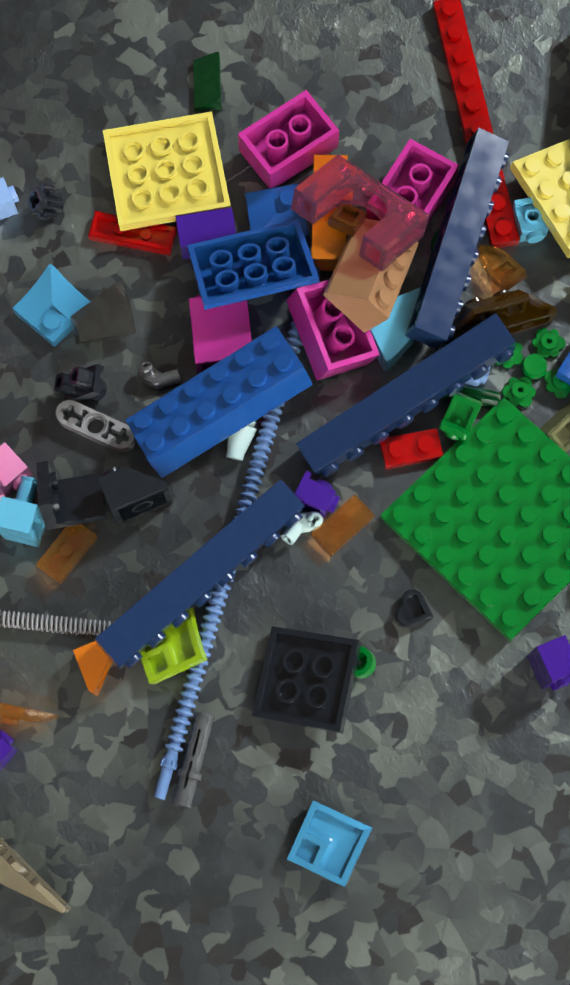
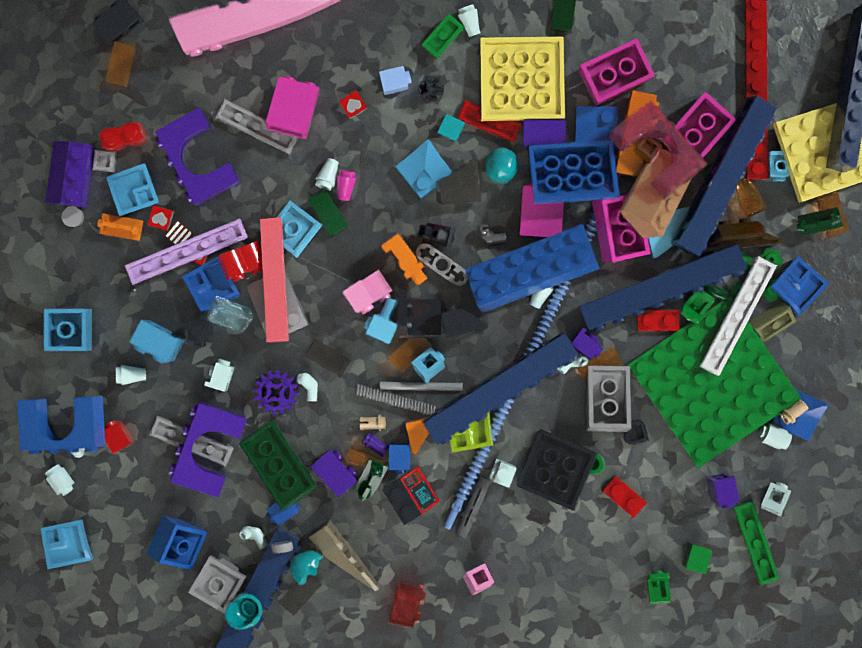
camera: 10 degrees right, 15 degrees up
(27, 662) = (373, 423): none -> tan pin
(33, 743) = (370, 479): none -> dark green hinge
(35, 693) = (375, 444): none -> dark purple pin
(50, 431) = (406, 259): none -> orange hips
(53, 138) = (443, 36): none -> green plate
(72, 704) = (399, 457): none -> blue brick
(81, 249) = (451, 127): none -> teal tile
(85, 112) = (469, 18): none -> light aqua cone
(90, 598) = (421, 386): none -> light grey bar
(95, 563) = (428, 357): none -> medium azure brick
(97, 758) = (410, 495): none -> black slope
(115, 928) = (406, 604): none -> clear red brick
(157, 284) = (501, 165): none -> teal hair
(218, 866) = (478, 579): none -> bright pink brick
(228, 699) = (502, 473): none -> light aqua brick
(329, 843) = (552, 576): dark azure plate -> none
(362, 566) = (608, 399): none -> light grey slope
(414, 705) = (624, 496): none -> red plate
(492, 830) = (658, 587): none -> green bracket
(519, 420) = (738, 316): none -> white tile
(540, 774) = (697, 558): none -> green panel

